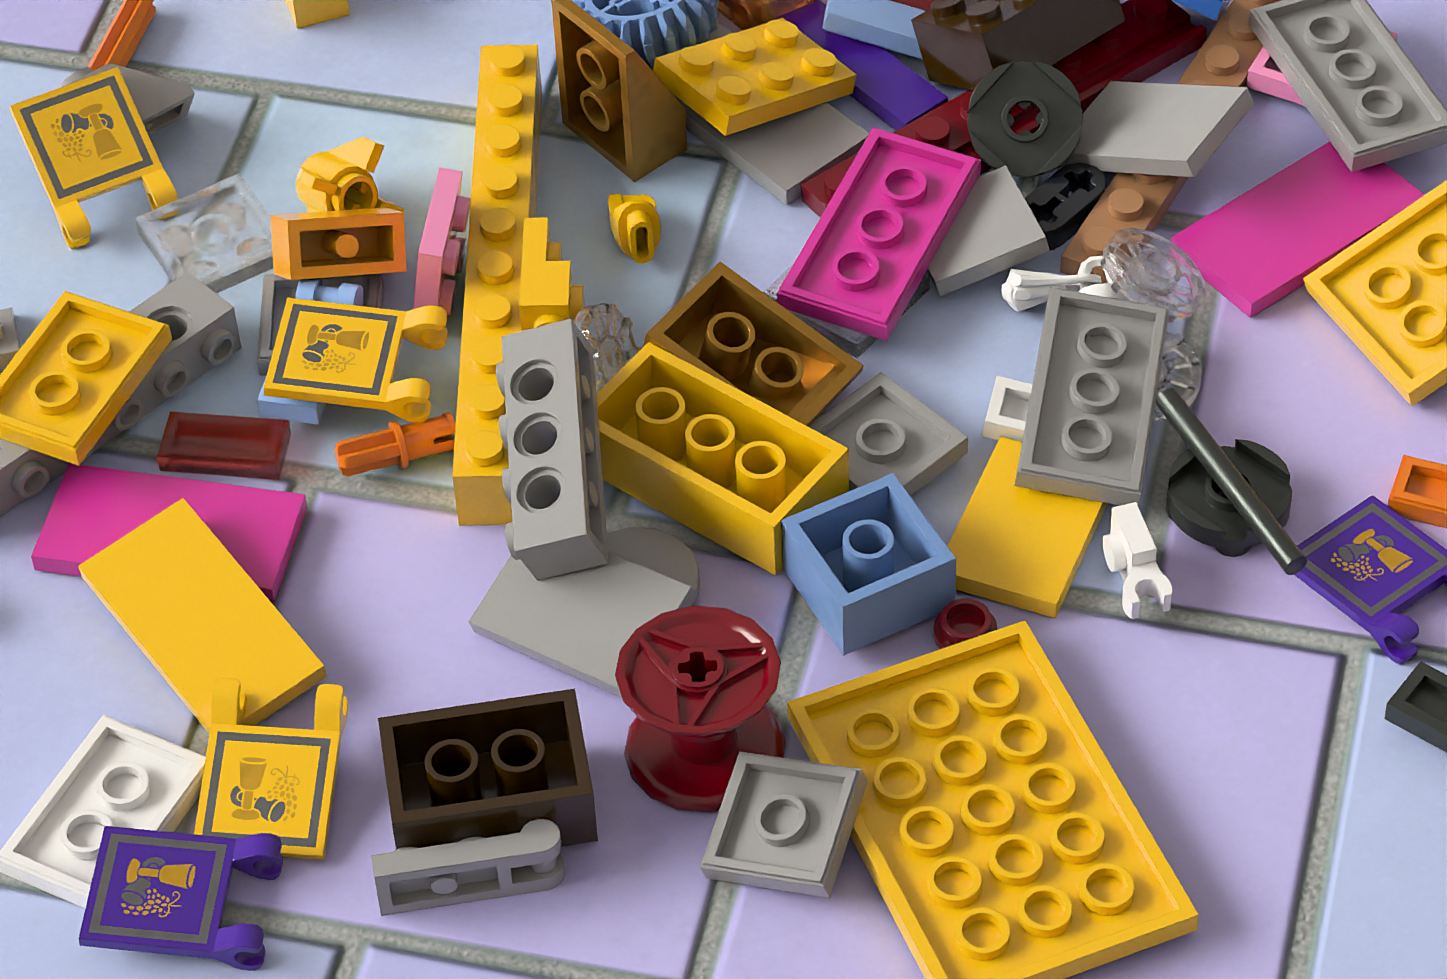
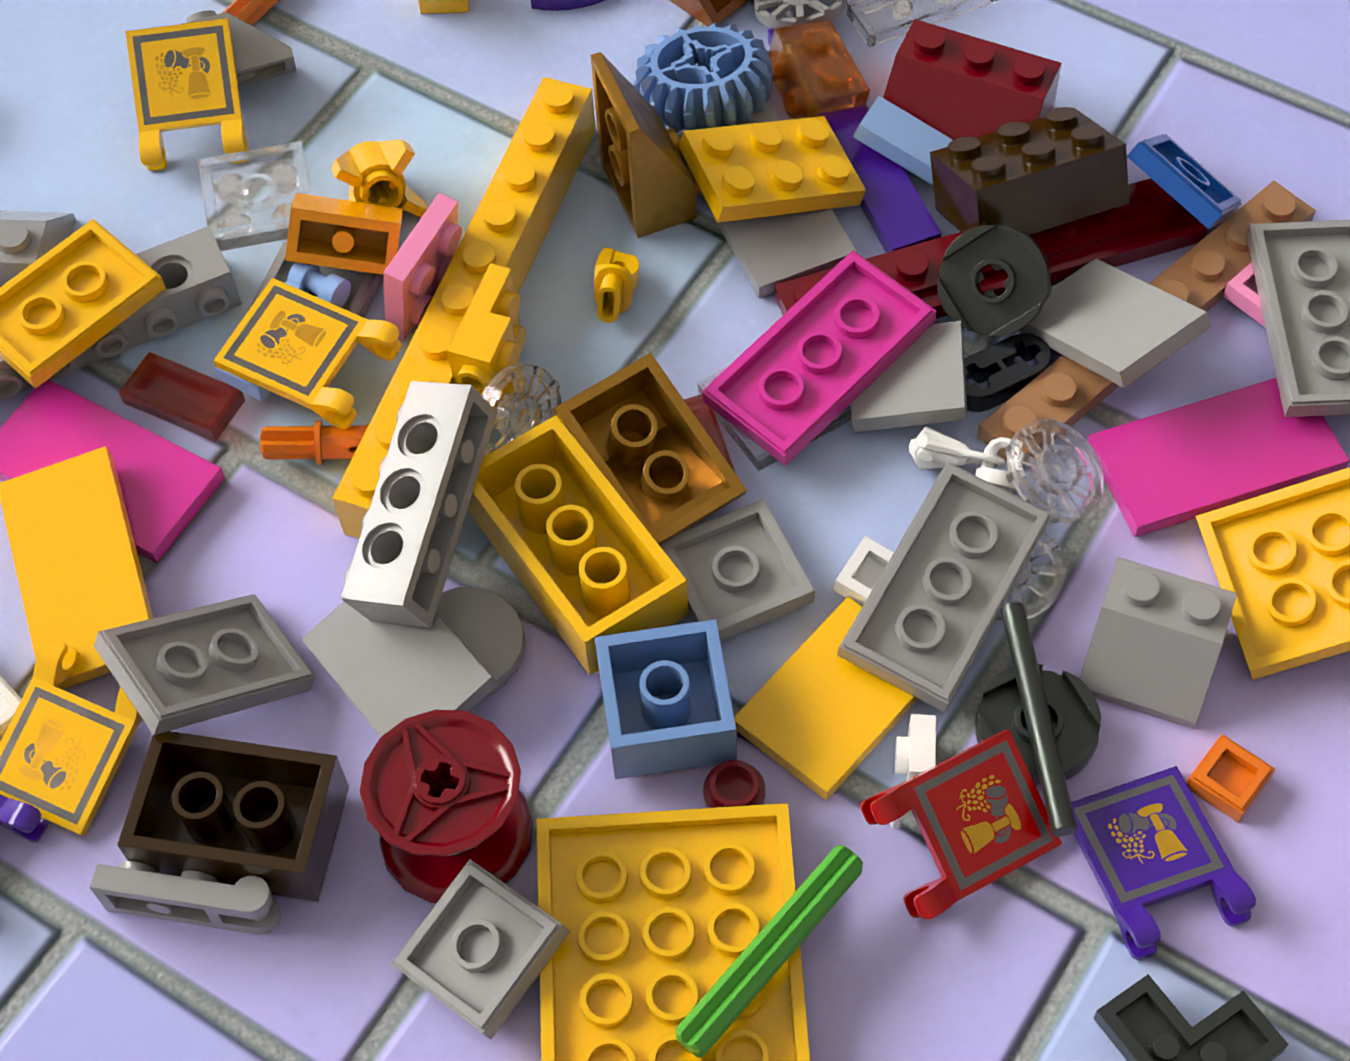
camera: 20 degrees right, 10 degrees up
(389, 657) = (203, 663): none -> light grey tile
(1066, 738) = (768, 951): none -> bright green axle
(1208, 581) = (975, 818): none -> red flag
(1313, 390) = (1157, 642): none -> light grey slope

